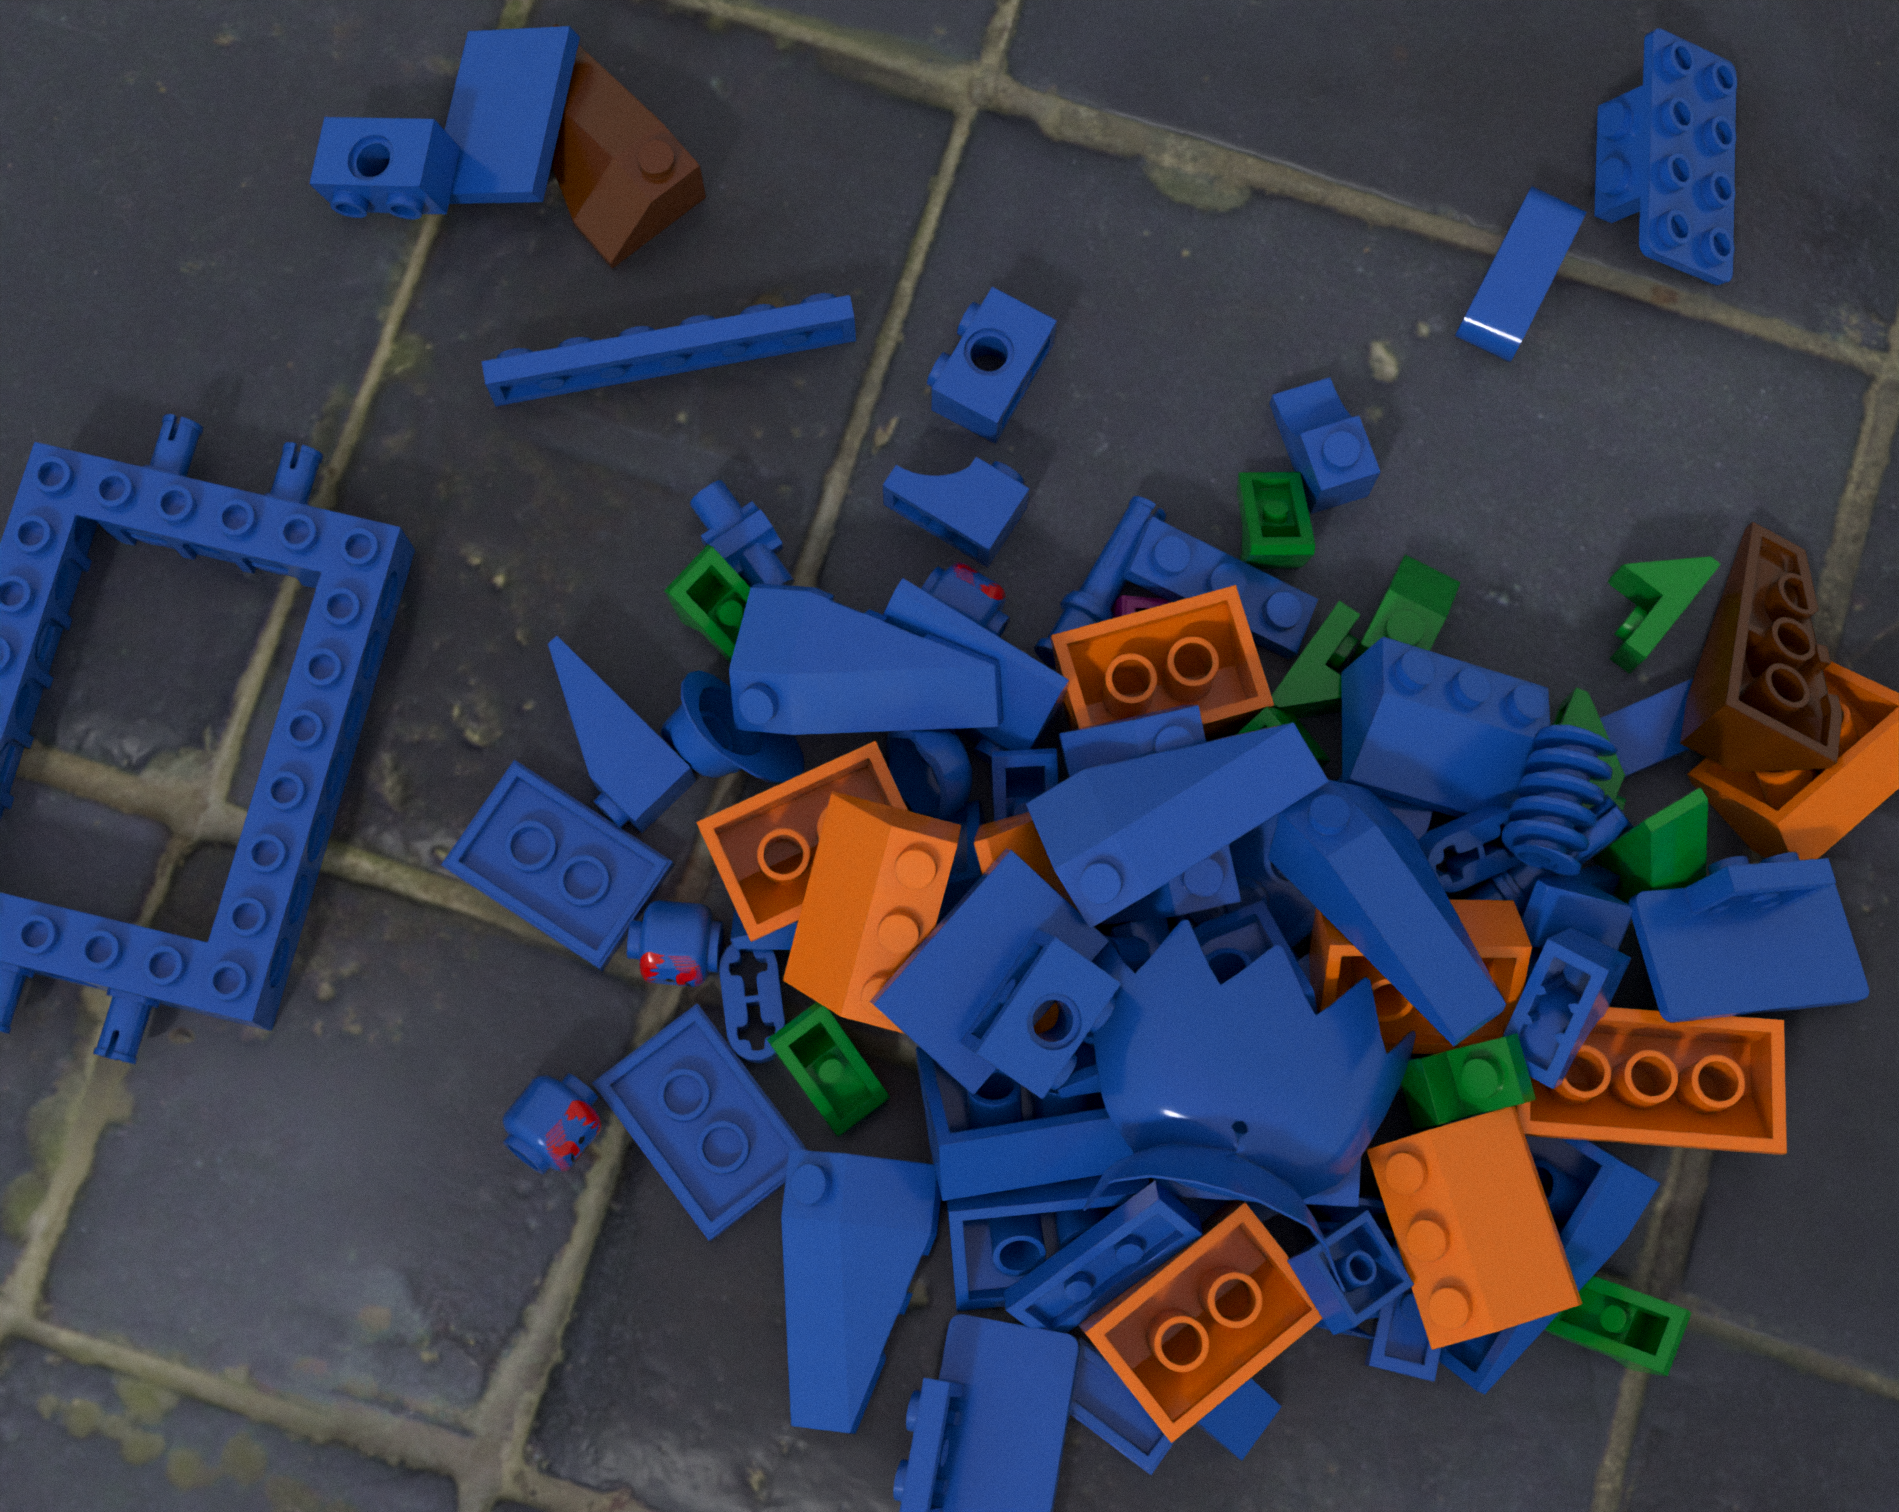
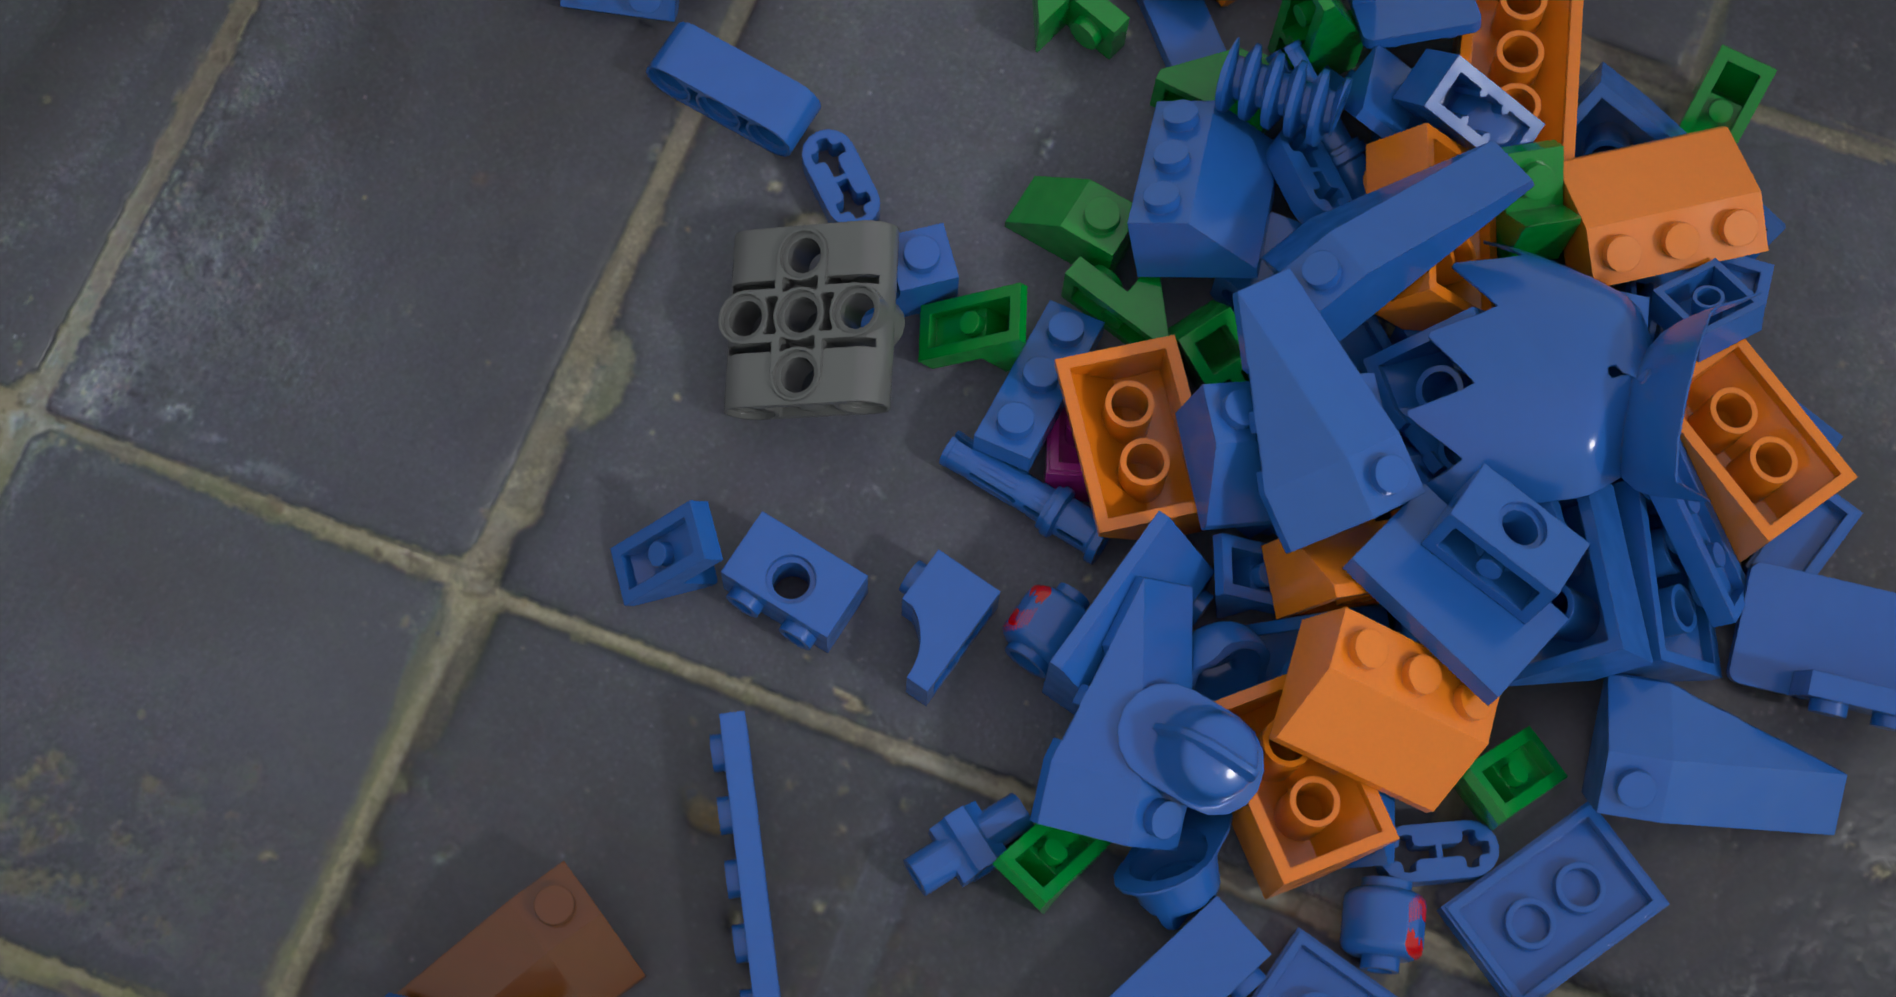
camera: 90 degrees left, 5 degrees down
(824, 722) = (1191, 748): none -> blue piece
(1013, 250) = (669, 556): none -> blue slope
(1262, 354) = (775, 282): none -> dark grey connector
(1423, 377) = (852, 177): none -> blue beam

